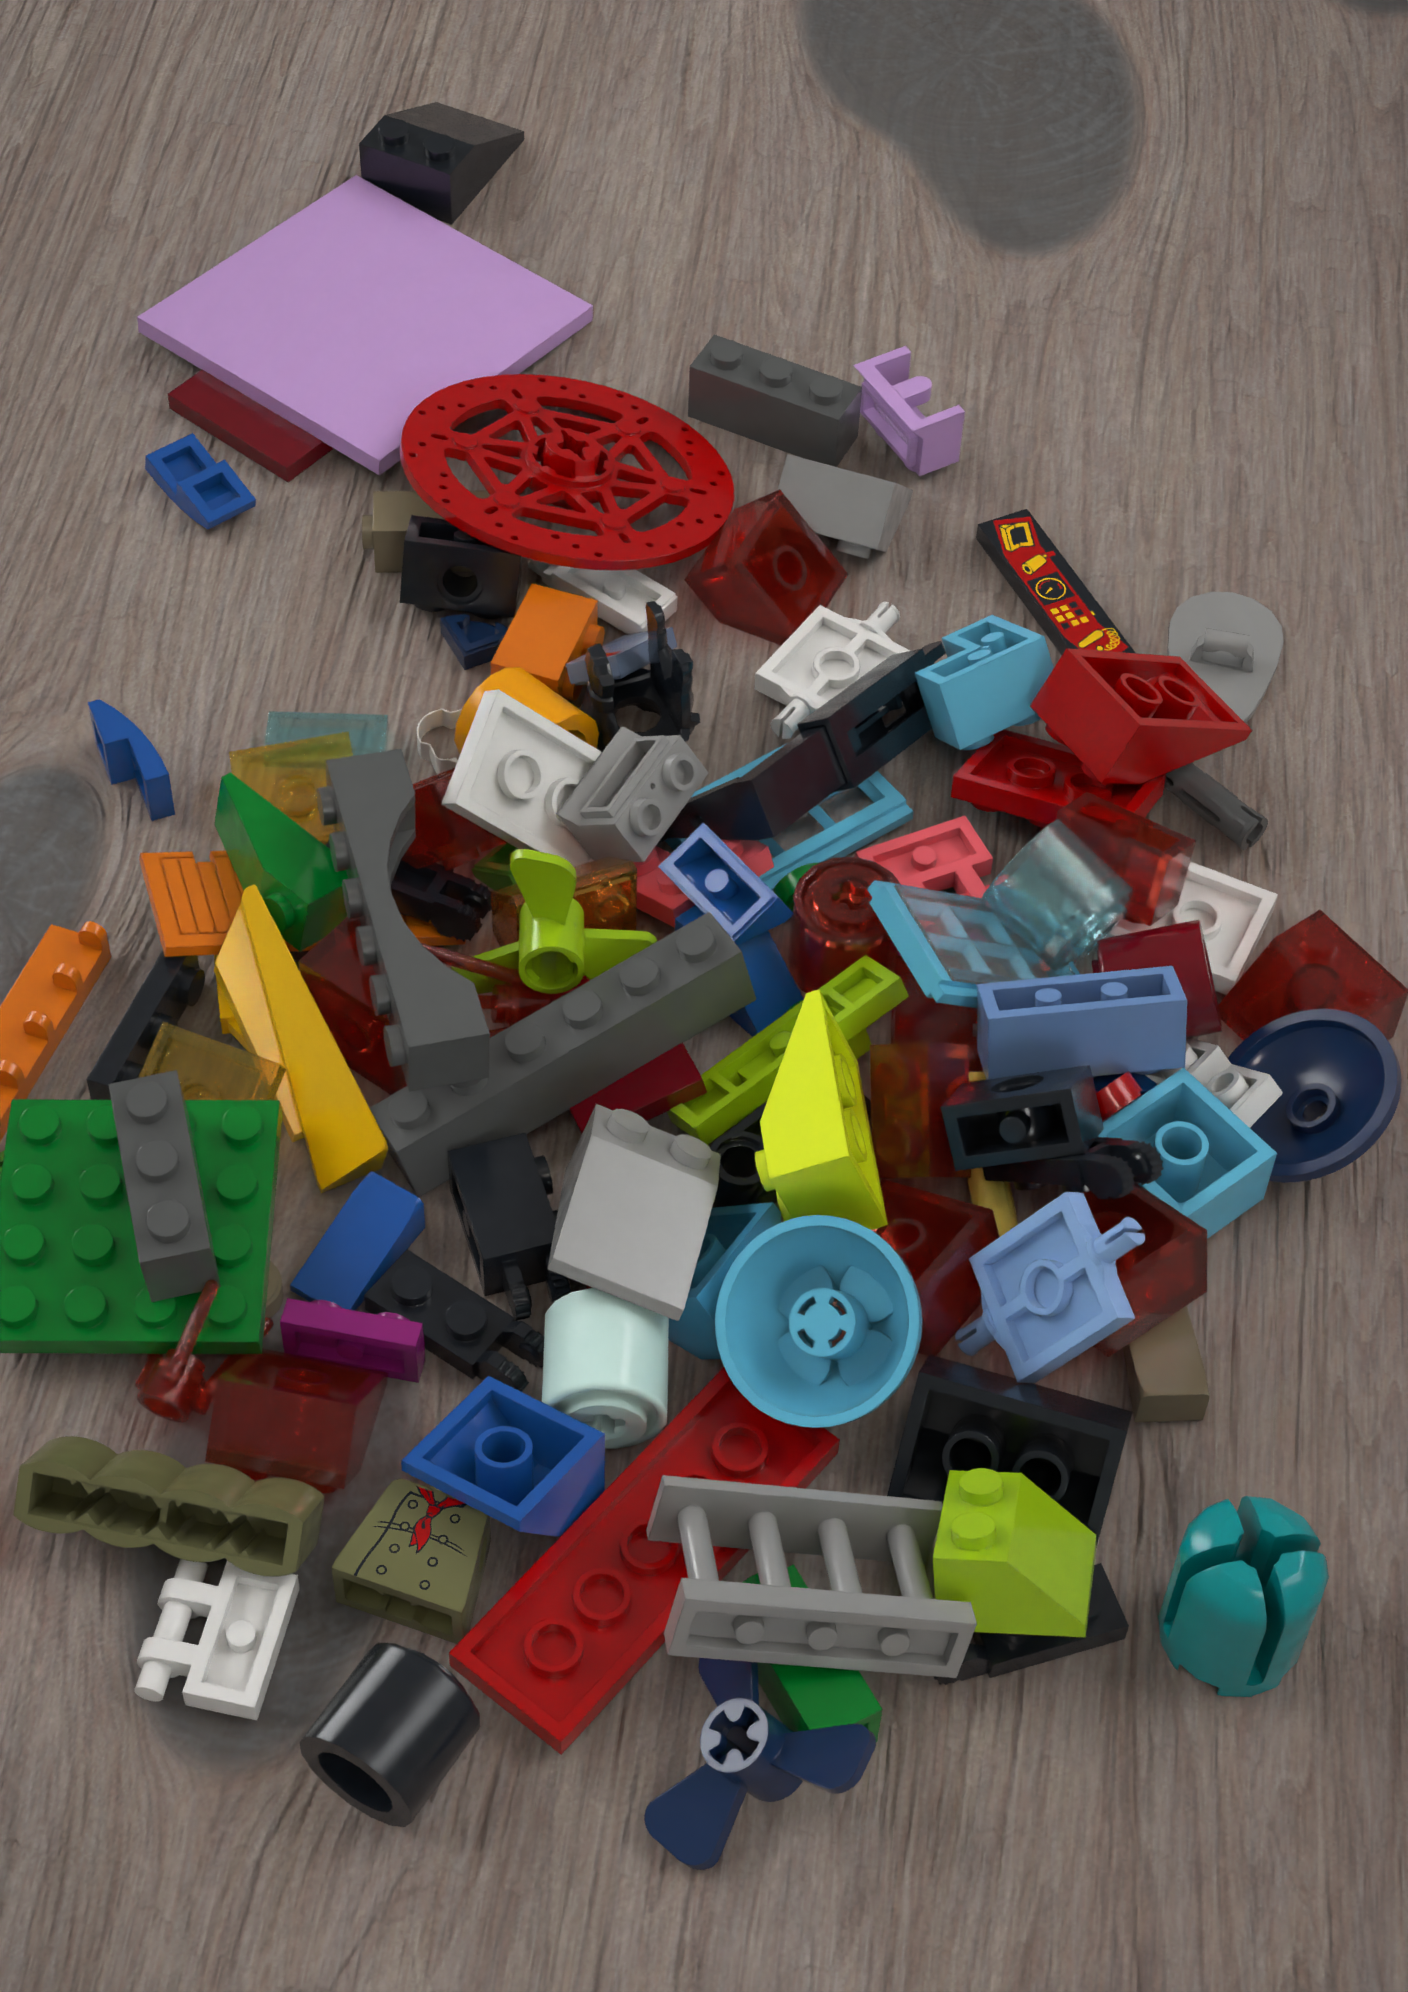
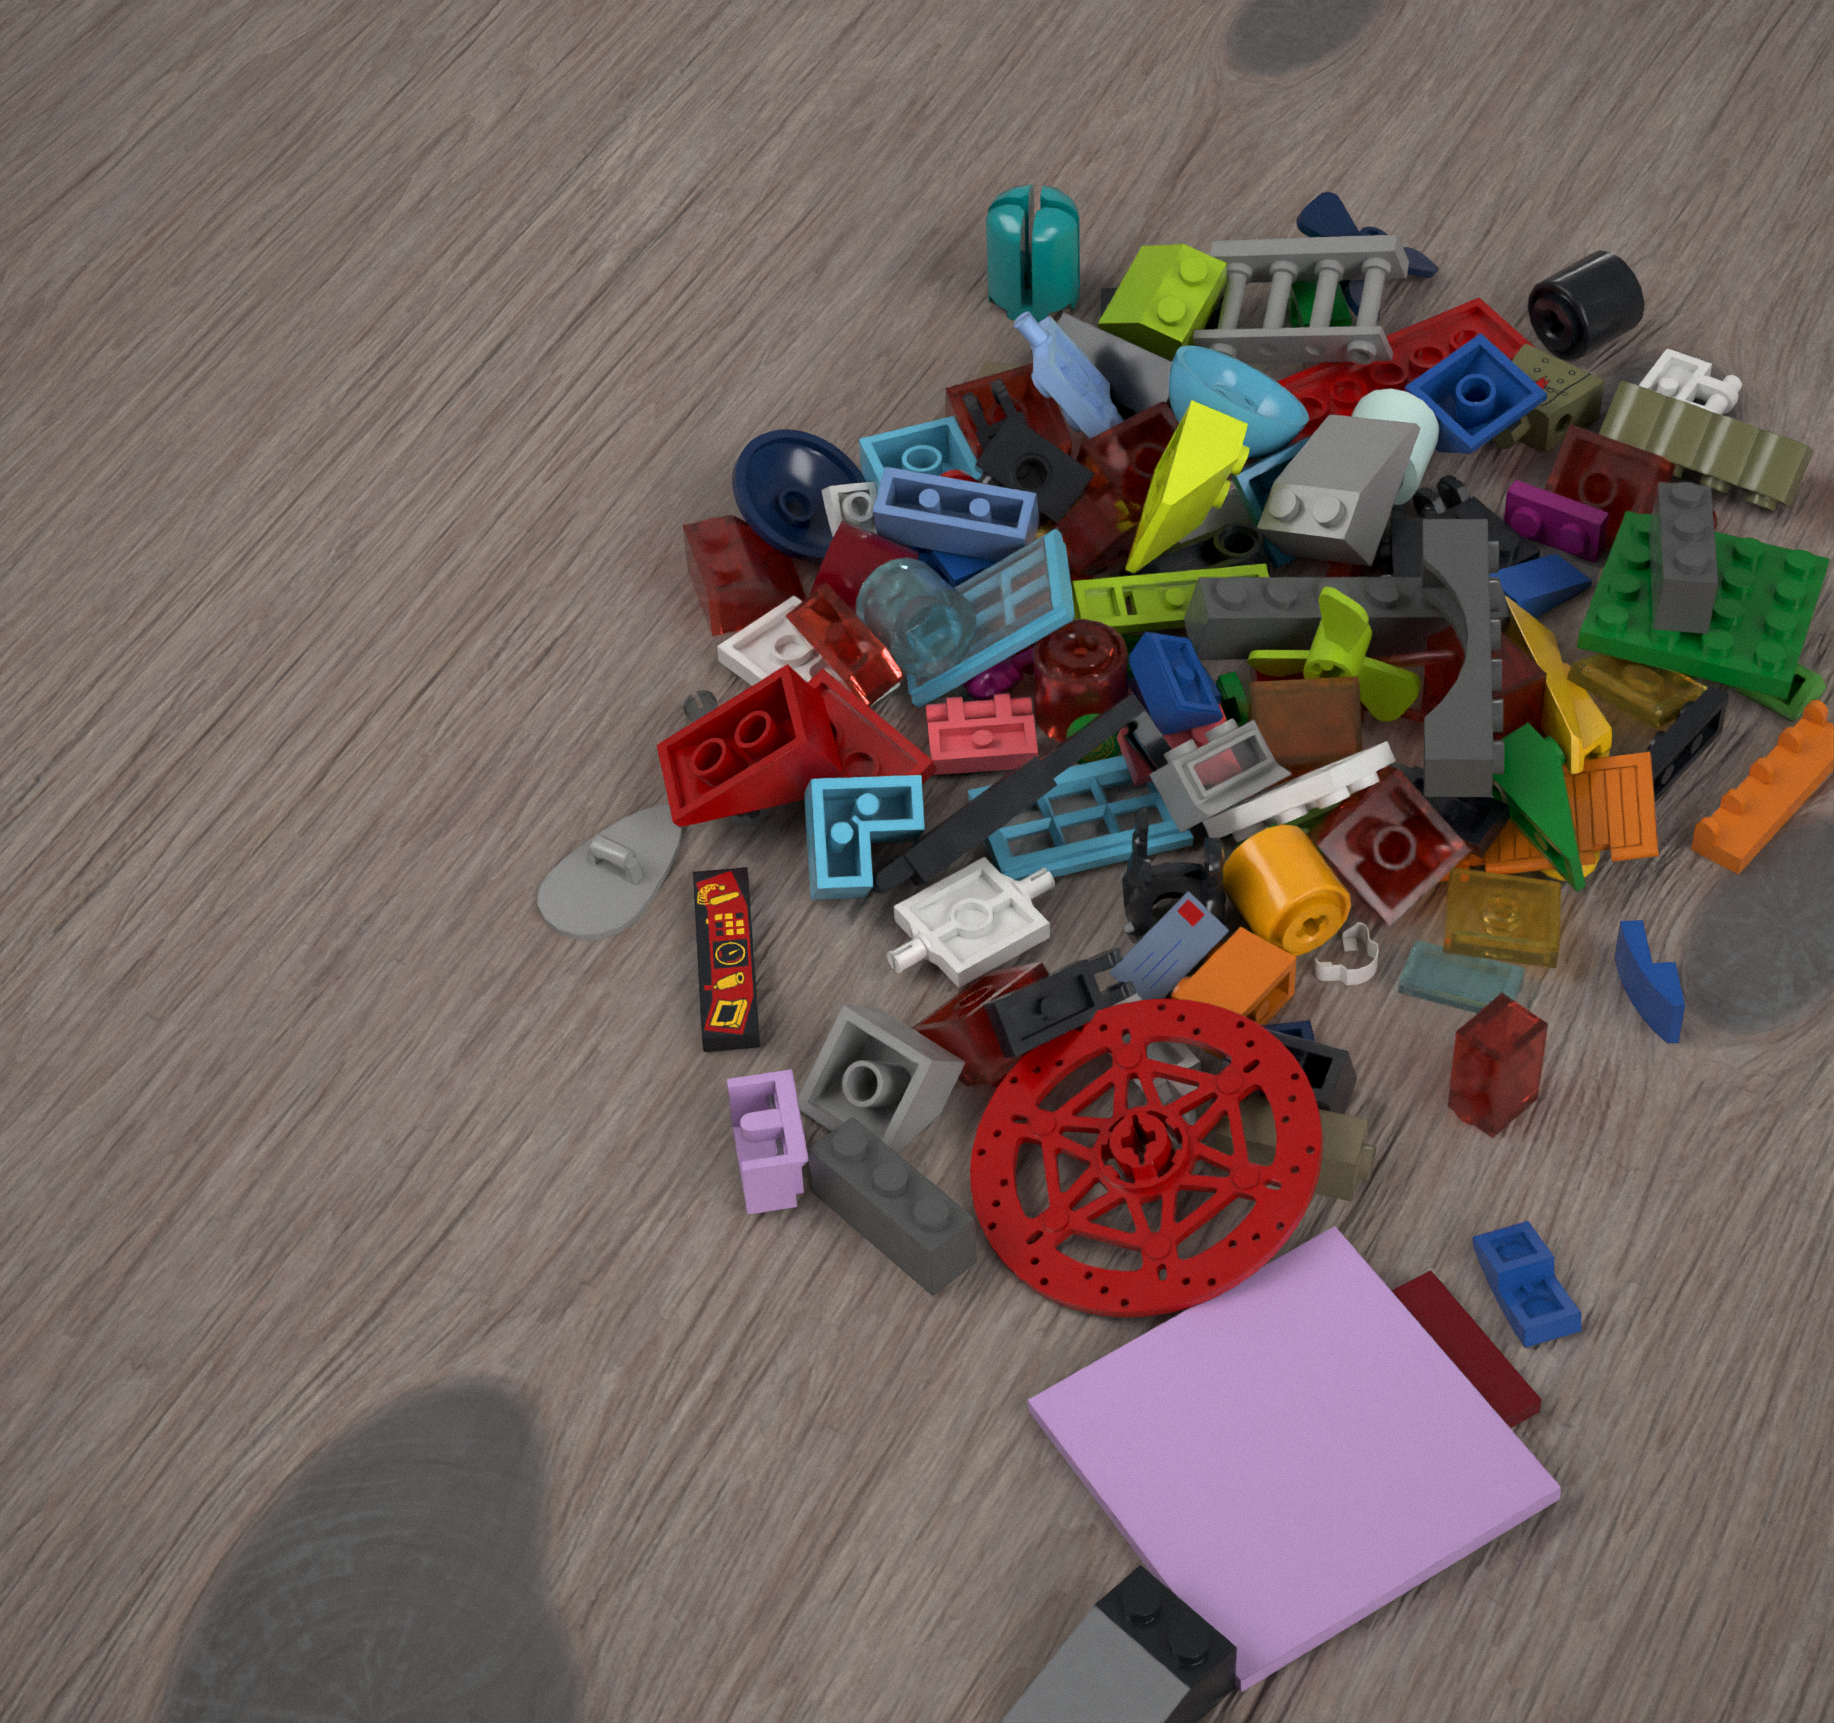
camera: 155 degrees left, 5 degrees down
(263, 603) = (1497, 1065): none -> clear red brick
(695, 546) = (1054, 1004): none -> black hinge

